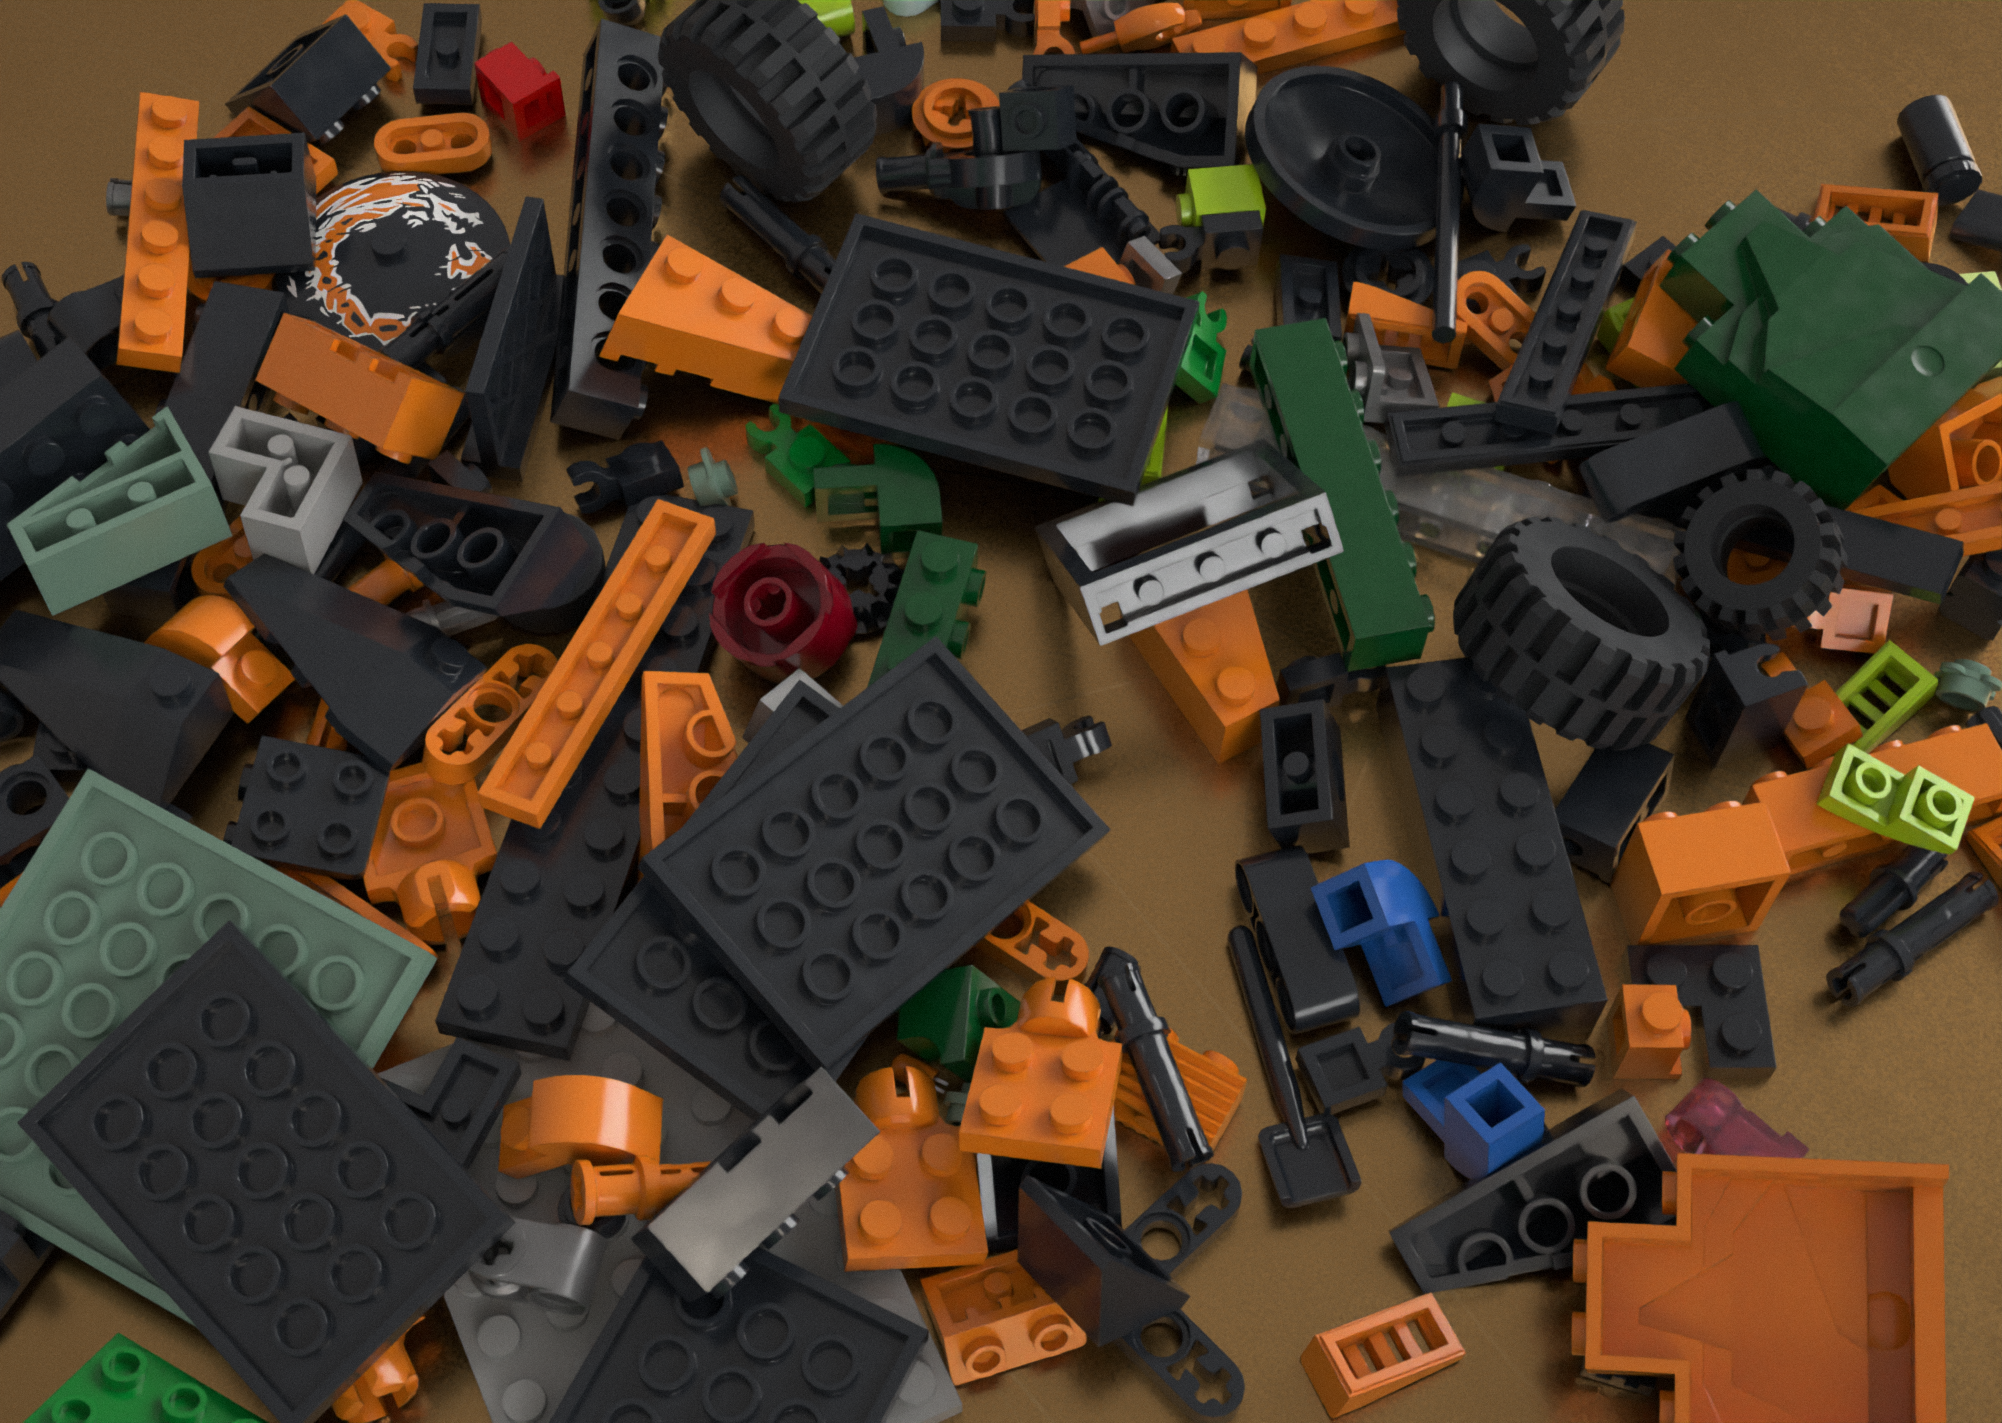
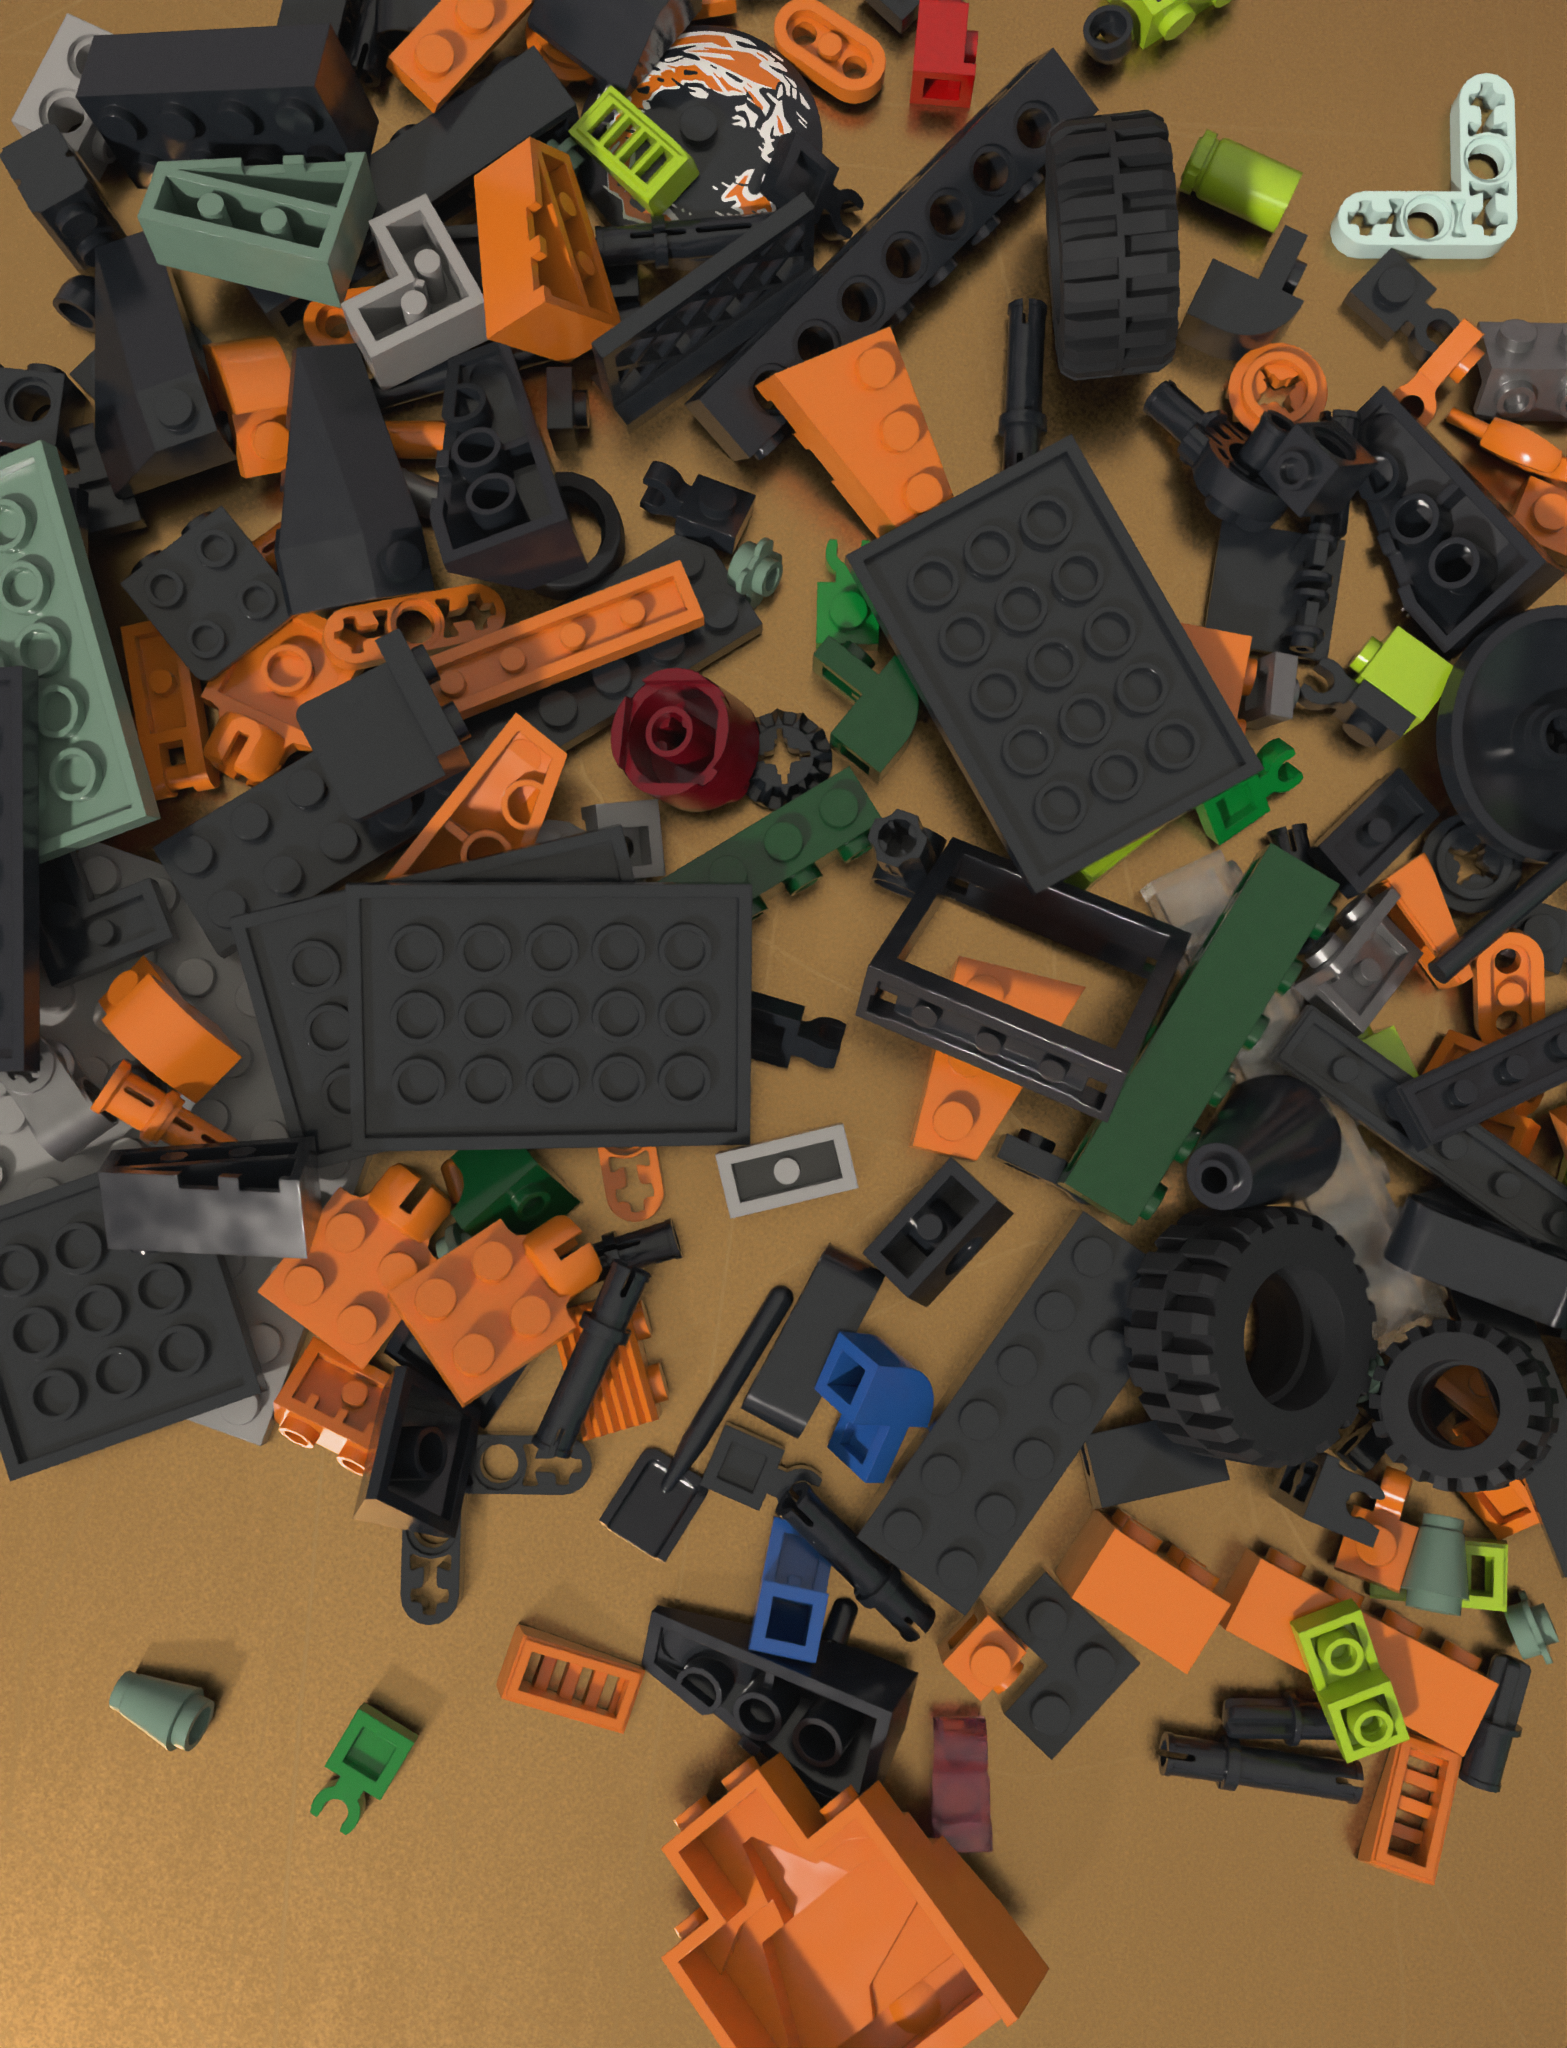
camera: 50 degrees right, 25 degrees up
(375, 307) = (666, 183): none -> lime slope
(495, 218) = (803, 168): none -> black plate
(560, 750) = (385, 732): none -> black bracket
(1014, 559) = (903, 852): none -> black piece
(1153, 830) = (786, 1170): none -> light grey brick
(1463, 486) = (1265, 1146): none -> black cone
(1866, 689) = (1438, 1567): none -> sand green cone

